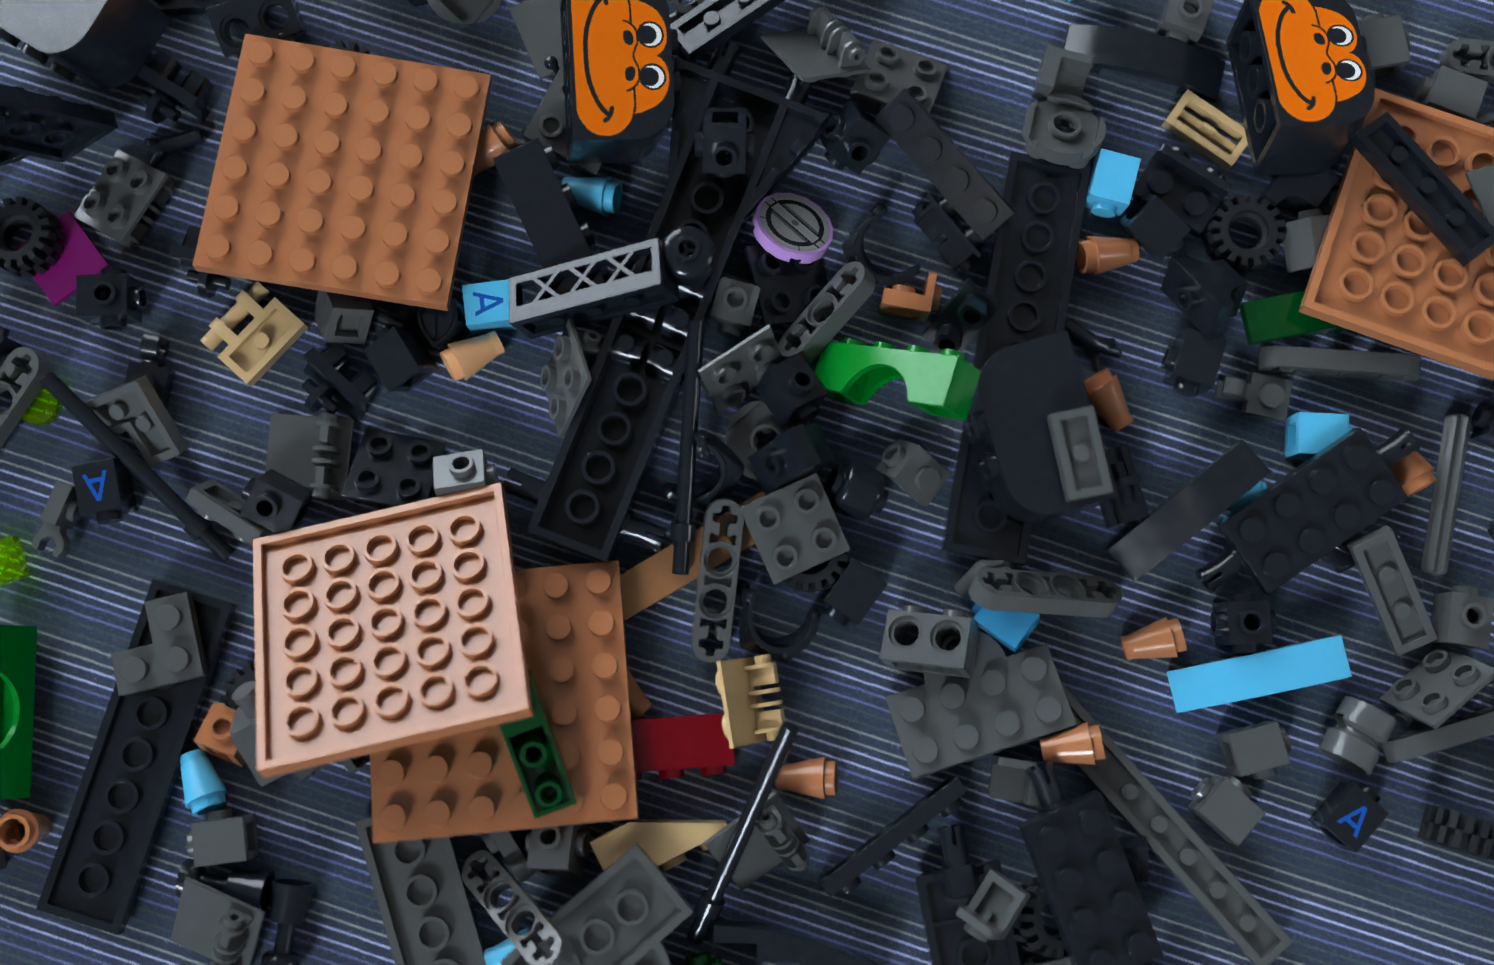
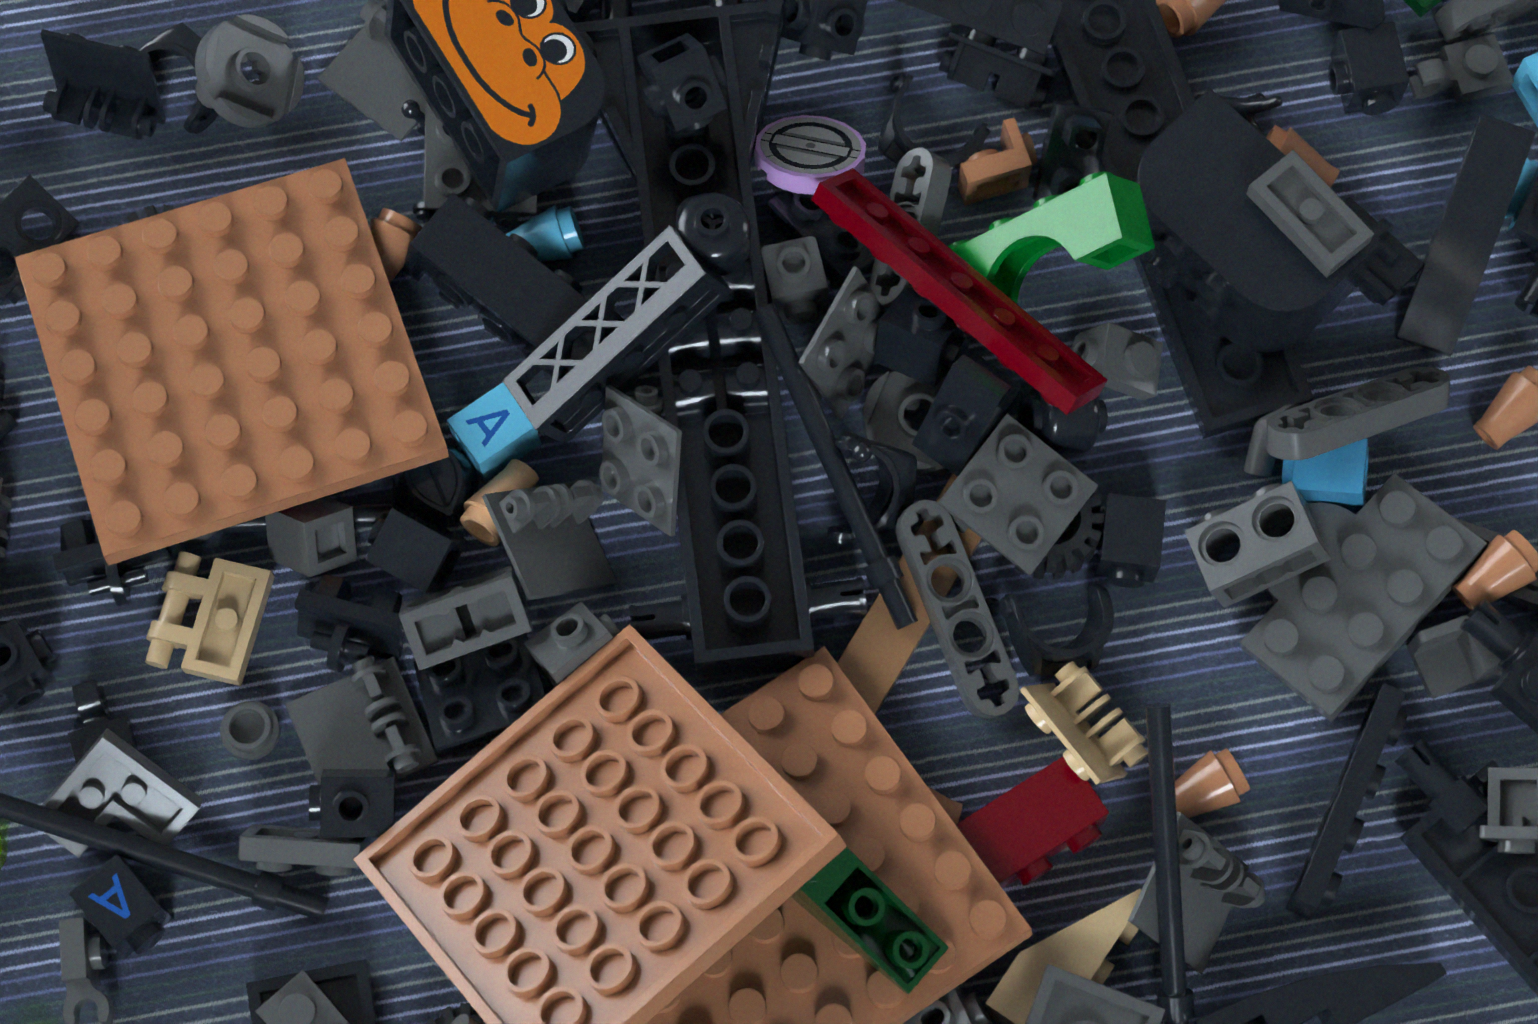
camera: 25 degrees left, 10 degrees down
(241, 418) = (250, 730): none -> dark grey plate
(405, 420) = (465, 617): none -> dark grey brick
(487, 397) = (552, 537): none -> dark grey hinge
(827, 377) = (959, 291): none -> dark red plate

